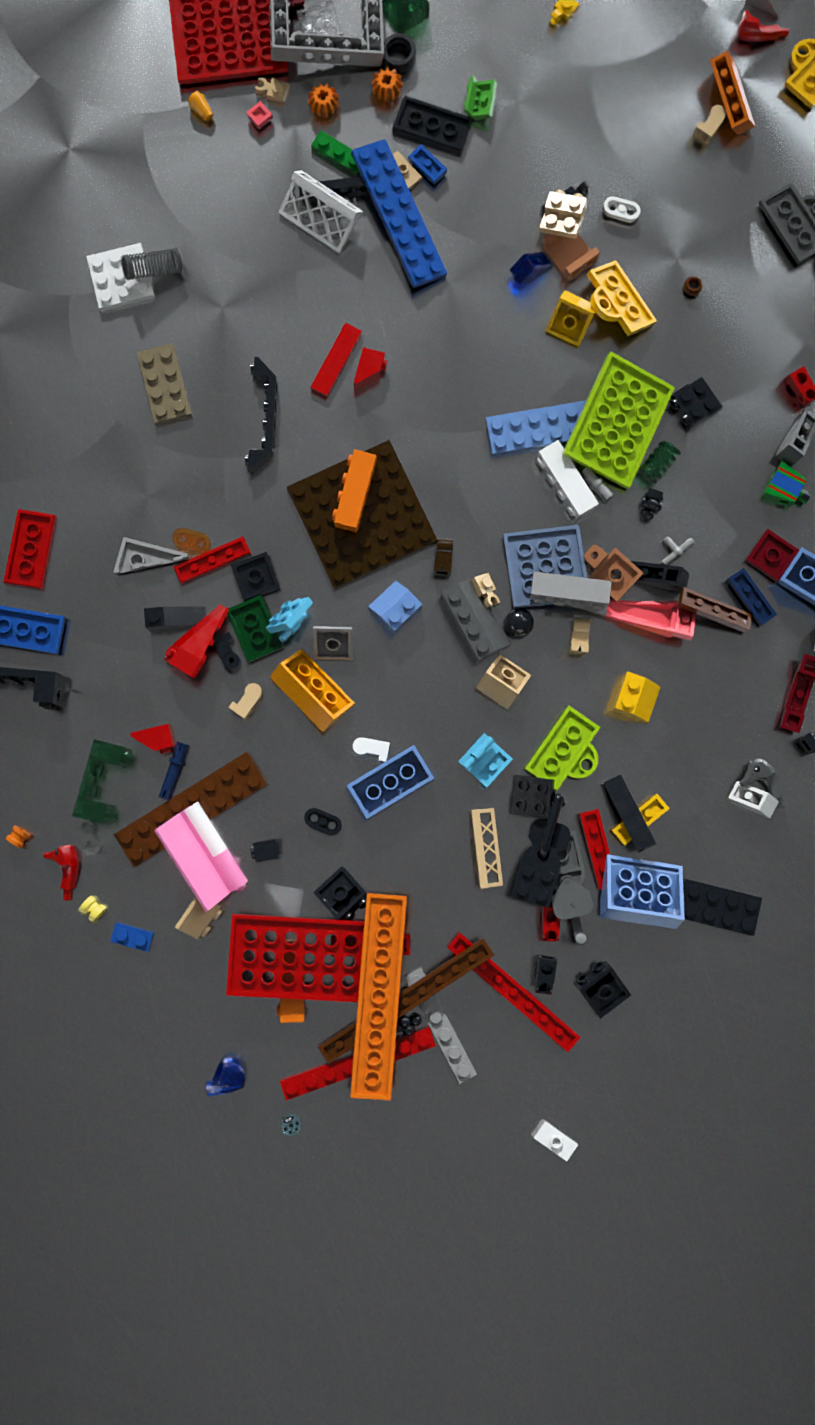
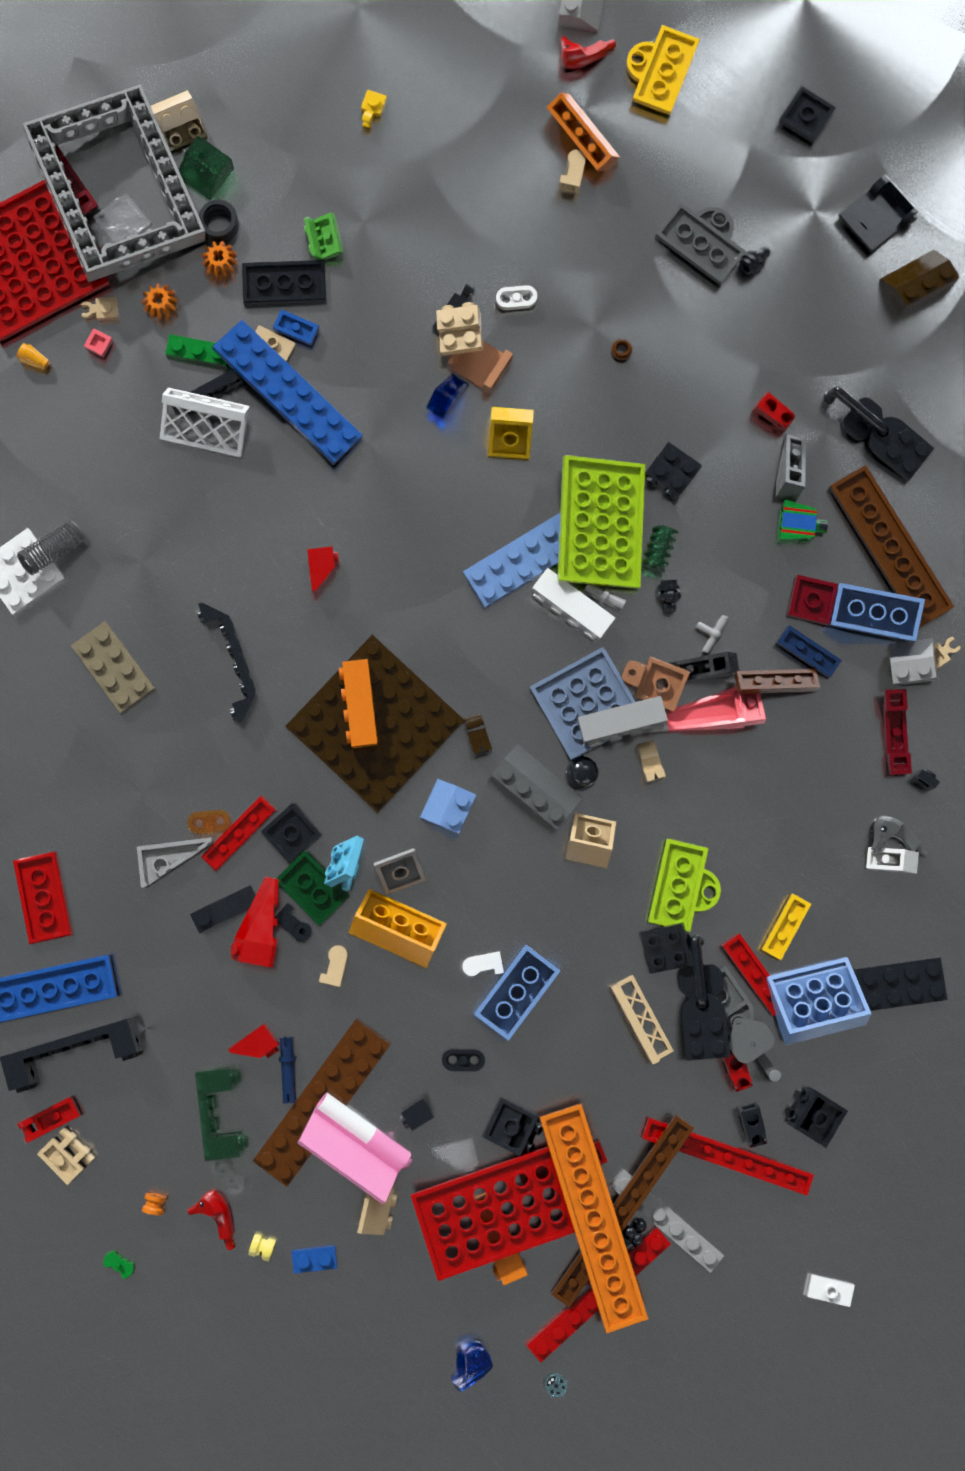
camera: 25 degrees left, 0 degrees up
(336, 360) = (283, 571): red tile -> none
(485, 587) = (532, 750): tan plate -> none
(485, 760) = (604, 929): medium azure plate -> none
(619, 298) = (552, 394): yellow plate -> none
(629, 813) = (773, 925): black tile -> none
(636, 697) = (732, 802): yellow slope -> none

